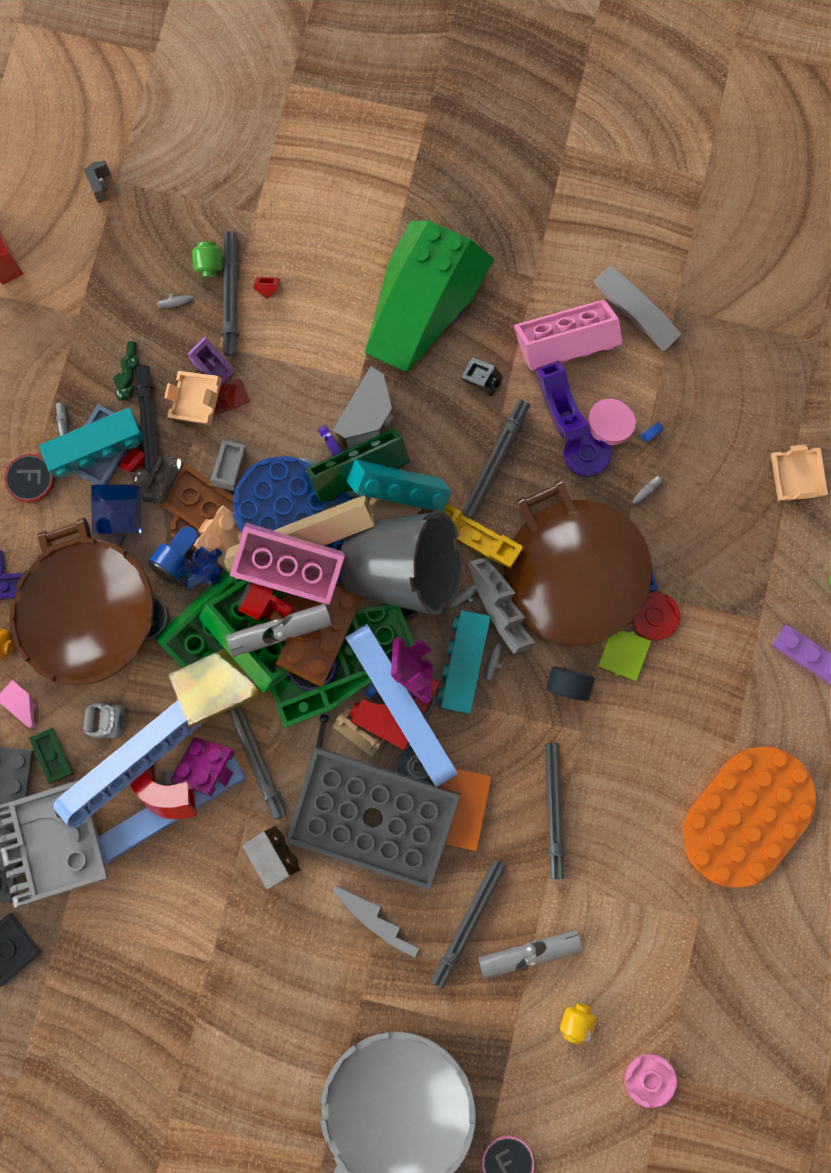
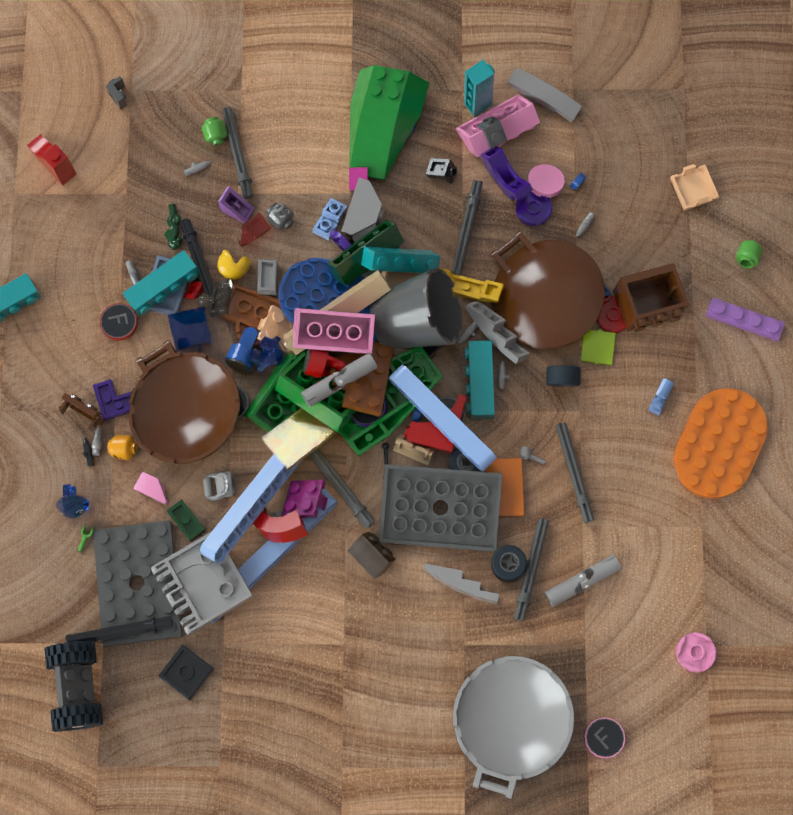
camera: 10 degrees left, 5 degrees down
(183, 442) = (230, 269): none -> yellow helmet
(193, 397) = (229, 233): light nougat piece -> none
(263, 389) = (280, 216): none -> dark grey head
(266, 285) = (263, 141): red slope -> none
(326, 406) = (330, 218): none -> light blue slope
(375, 359) = (354, 174): none -> dark pink slope
(411, 670) = (442, 390): magenta piece -> none
(443, 917) = (509, 556): none -> black wheel
(498, 772) = (525, 454): none -> light grey hand
(554, 282) = (479, 87): none -> teal brick
(558, 343) = (492, 131): none -> dark grey bracket
(578, 1023) = (631, 622): yellow head -> none
(689, 737) = (661, 396): none -> medium blue bar
(707, 609) = (651, 297): none -> reddish brown container

